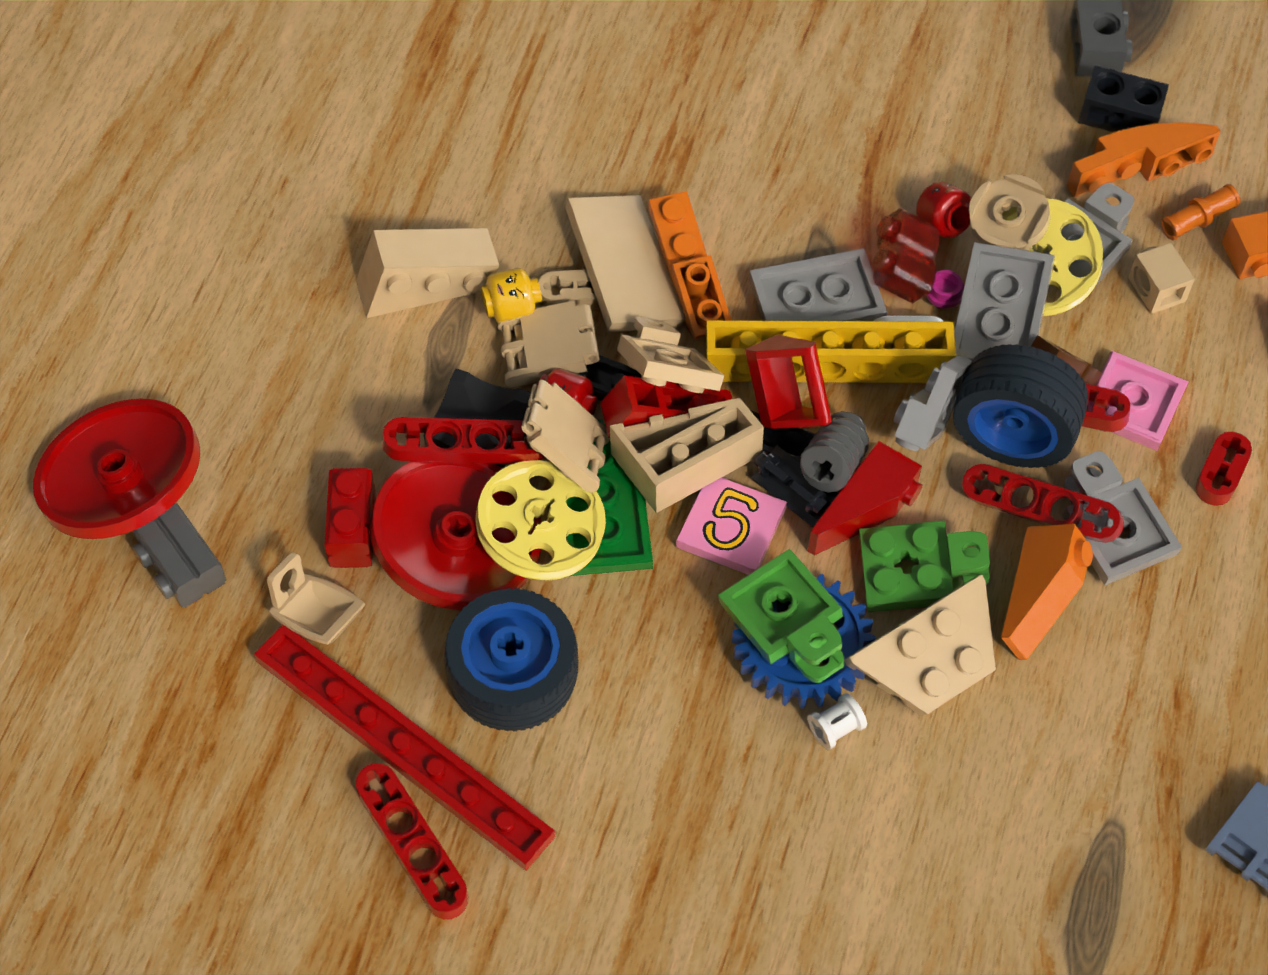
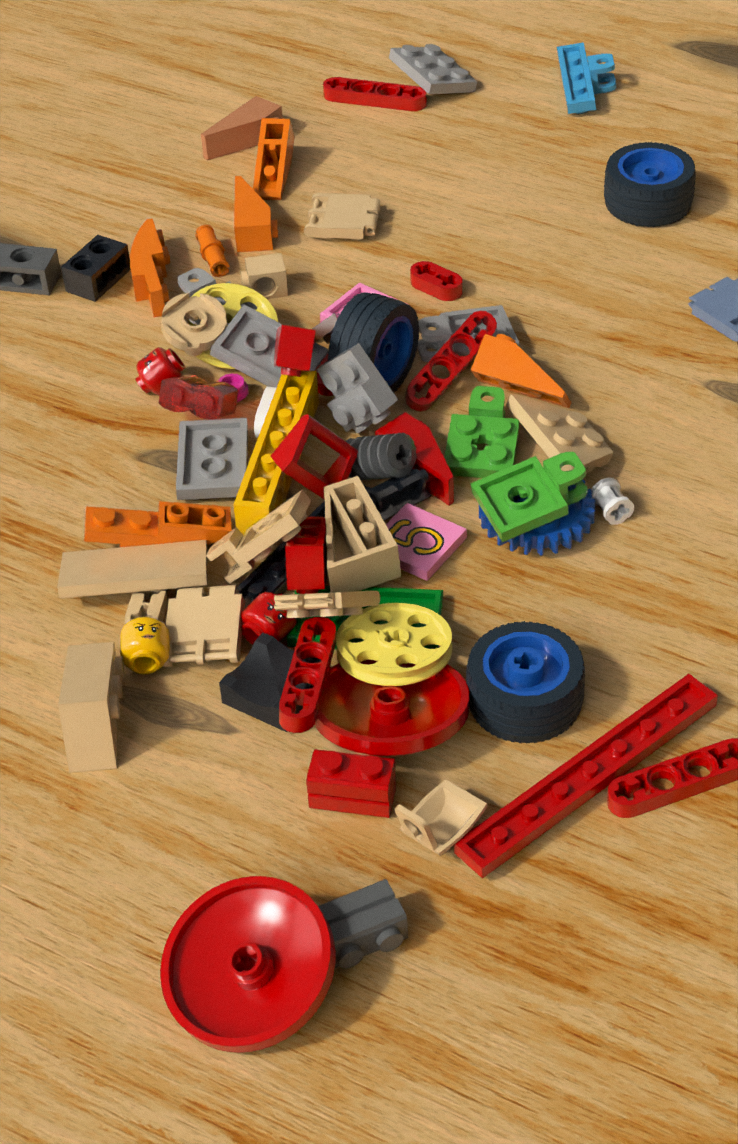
camera: 75 degrees left, 15 degrees down
(974, 317) = (293, 350): none -> red slope

